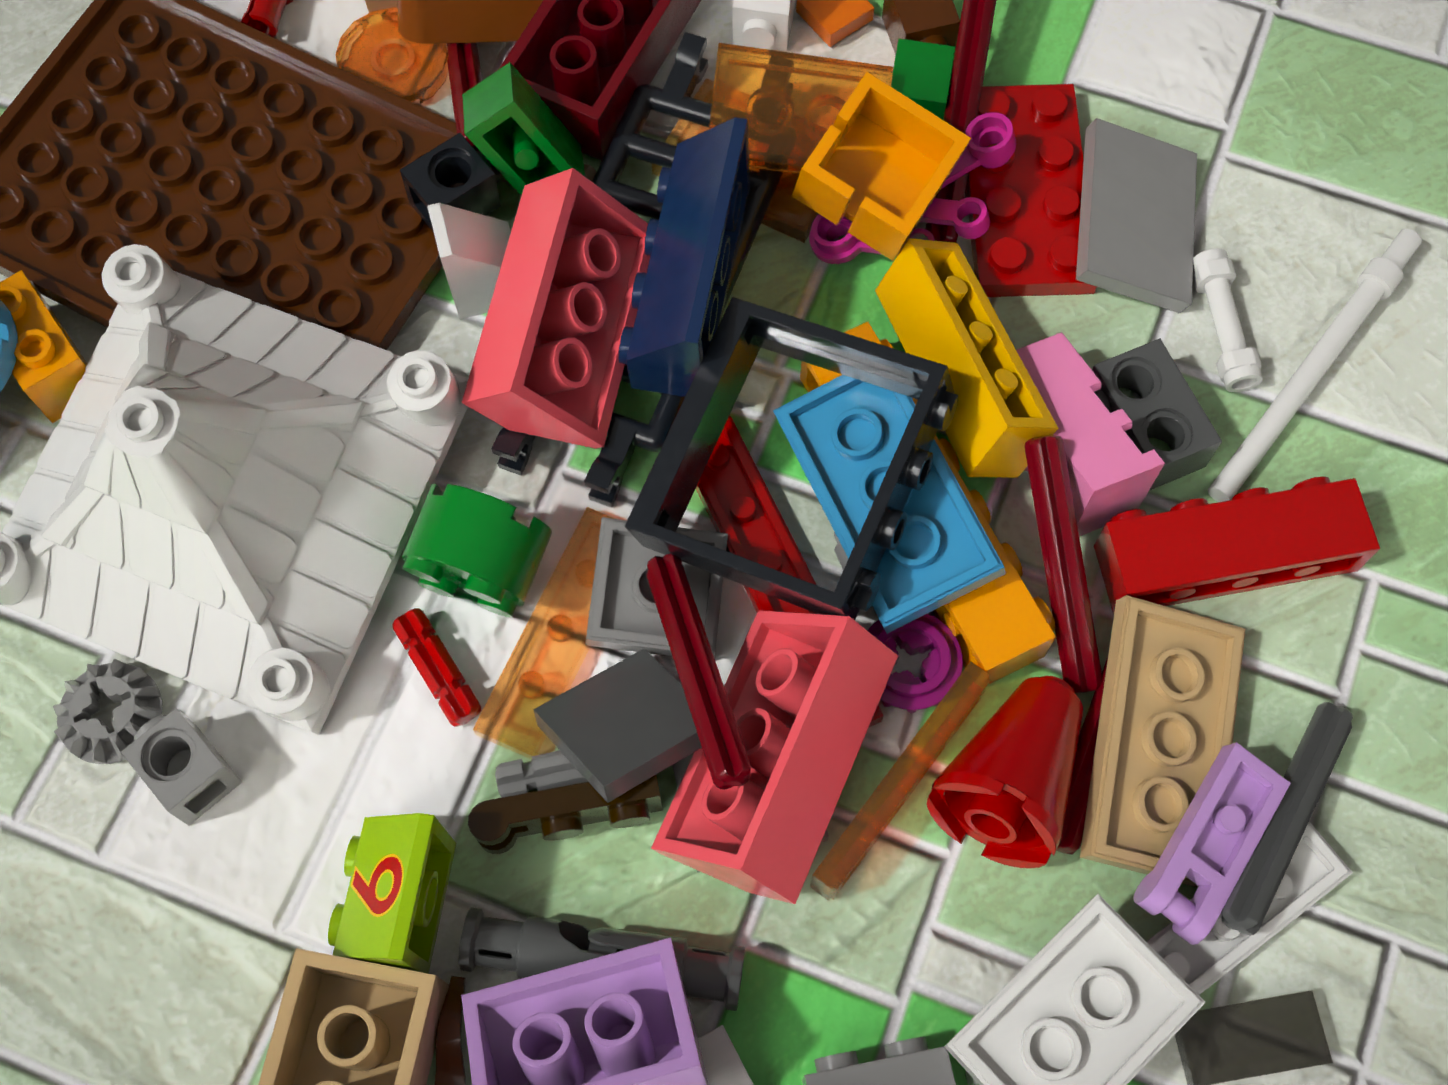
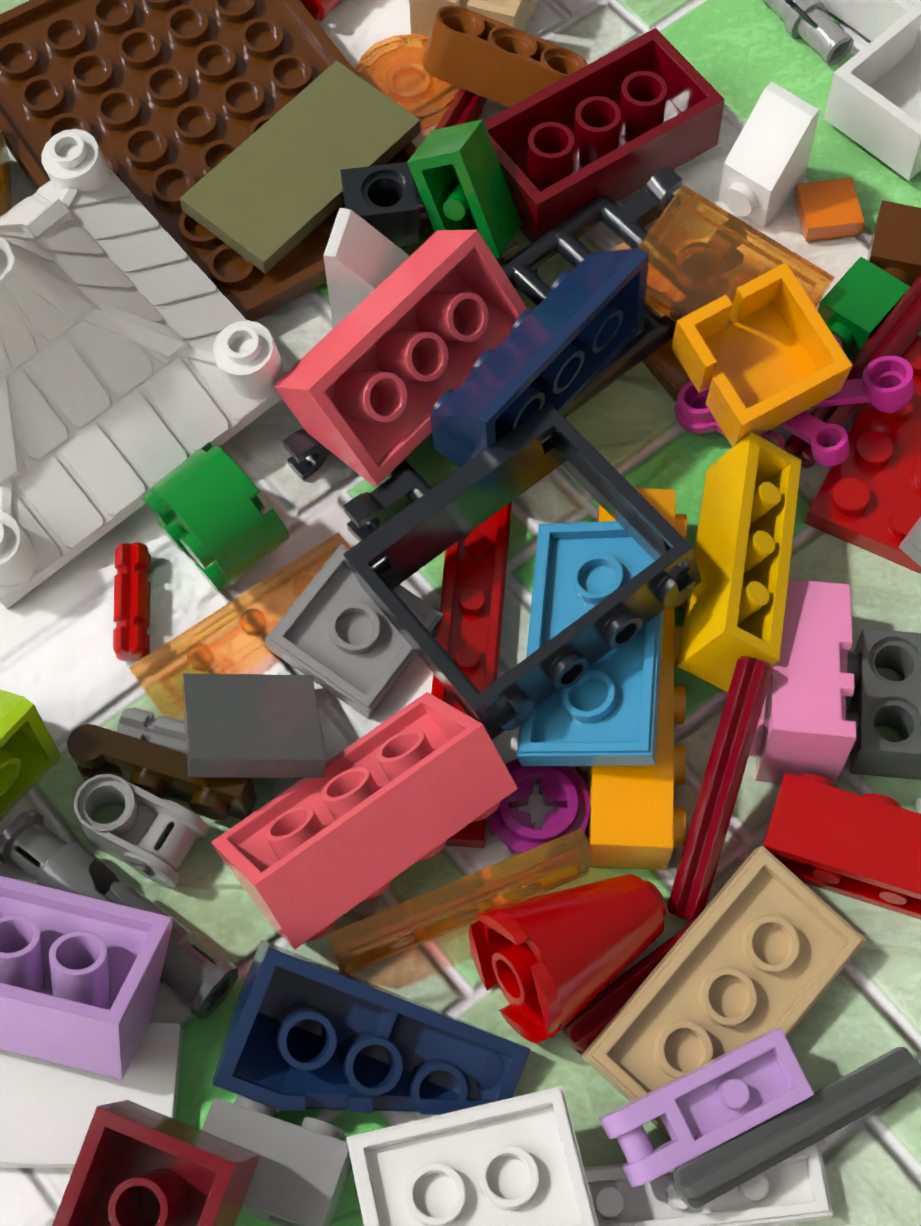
camera: 30 degrees right, 5 degrees down
(346, 184) = (289, 169): none -> olive tile
(582, 871) = (149, 834): none -> light grey piece
(698, 673) = (332, 710): dark red axle -> none
(871, 961) = (341, 1043): none -> dark blue wedge

